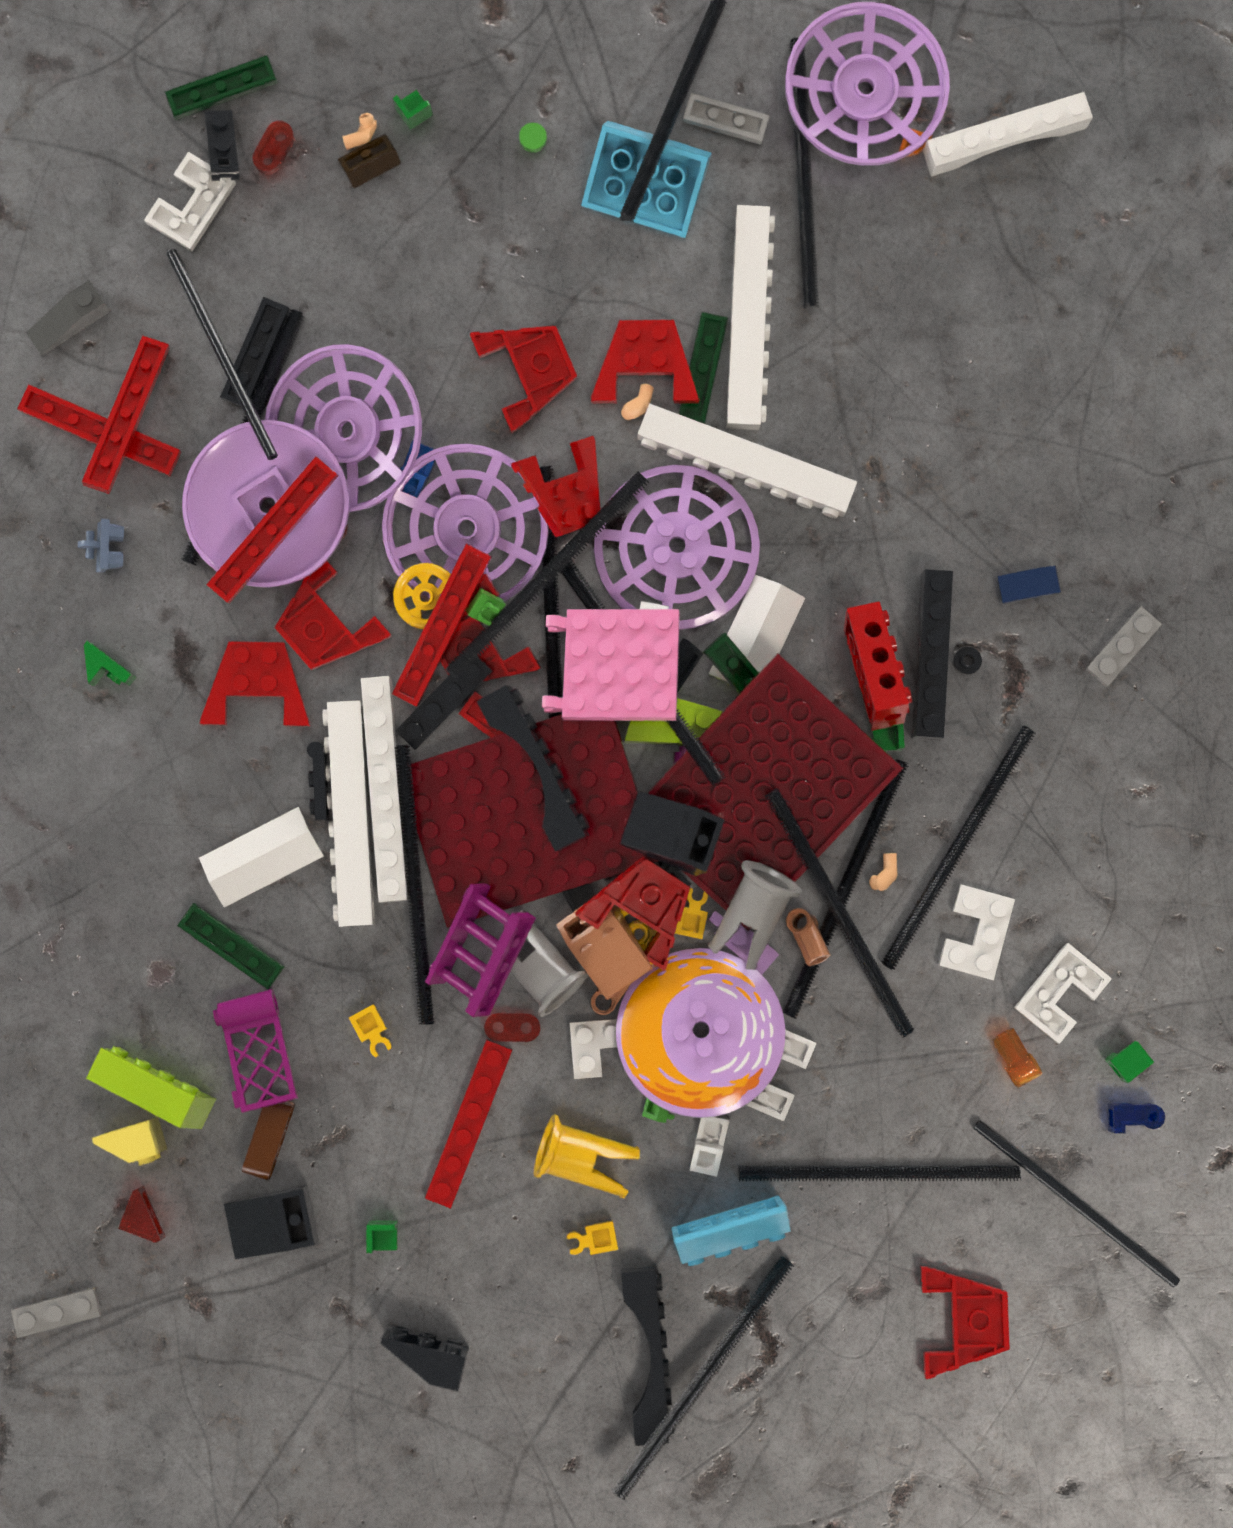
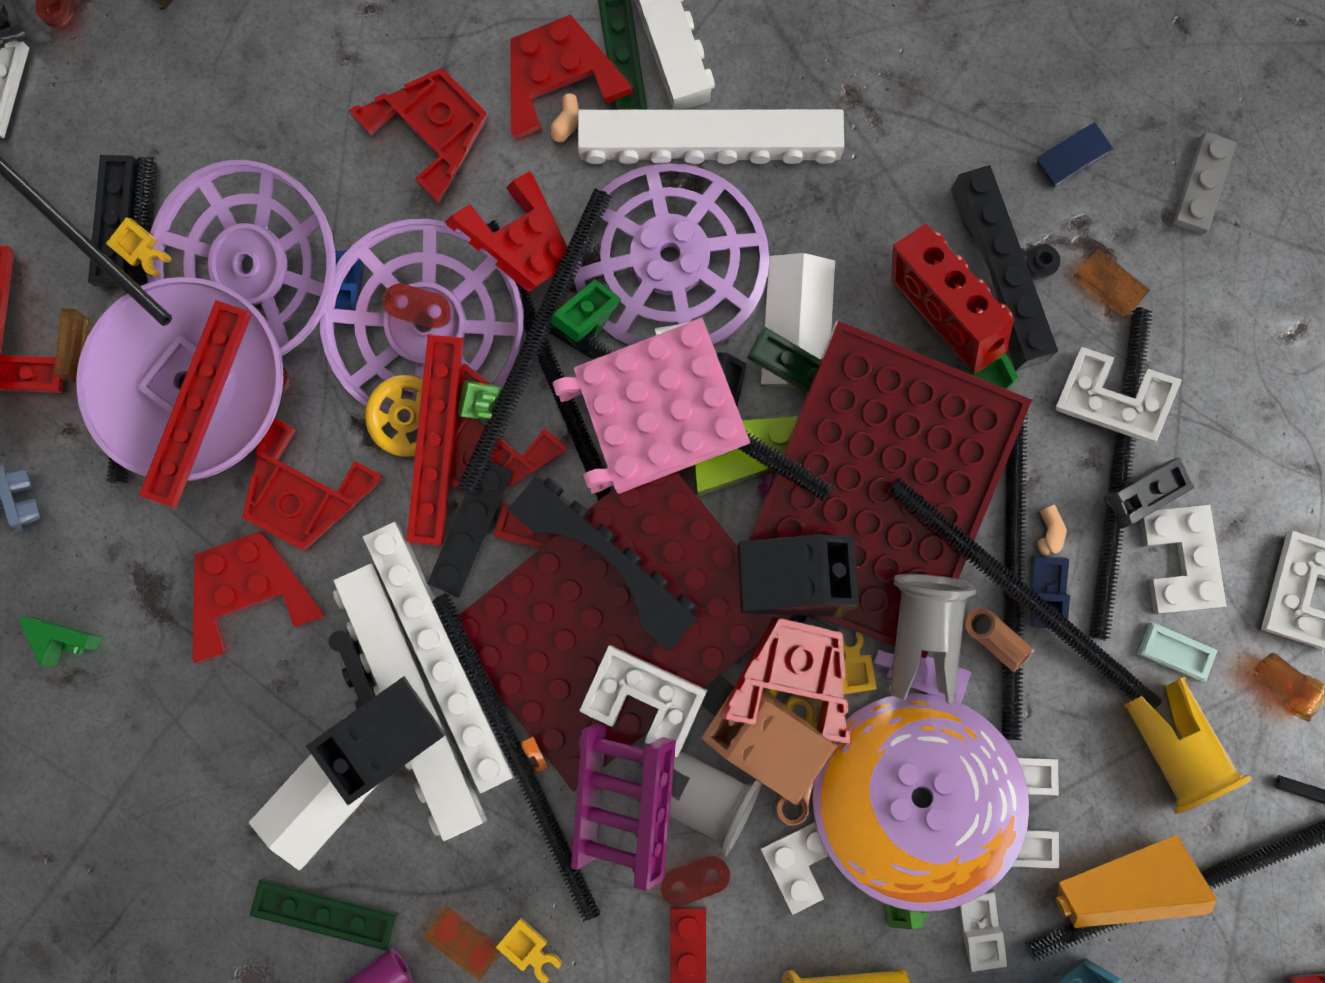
camera: 20 degrees left, 5 degrees down
(190, 442) = (70, 343): none -> clear orange tile
(267, 383) = (136, 245): none -> yellow plate
(317, 834) = (375, 740): none -> black slope
(324, 1006) = (462, 943): none -> clear orange tile
(428, 890) = (535, 755): none -> orange tile
(466, 518) = (418, 306): none -> clear red plate
(519, 857) = (626, 675): none -> white plate
(594, 567) = (586, 311): none -> green slope
(833, 1156) = (1137, 887): none -> light orange slope
(867, 912) = (1049, 581): none -> dark blue slope
(913, 1084) = (1196, 763): none -> yellow piece
(942, 1000) = (1177, 652): none -> light aqua tile
(970, 872) = (1149, 492): none -> black plate
(984, 811) = (1089, 401): none -> white plate
(1014, 698) = (1111, 283): none -> clear orange tile

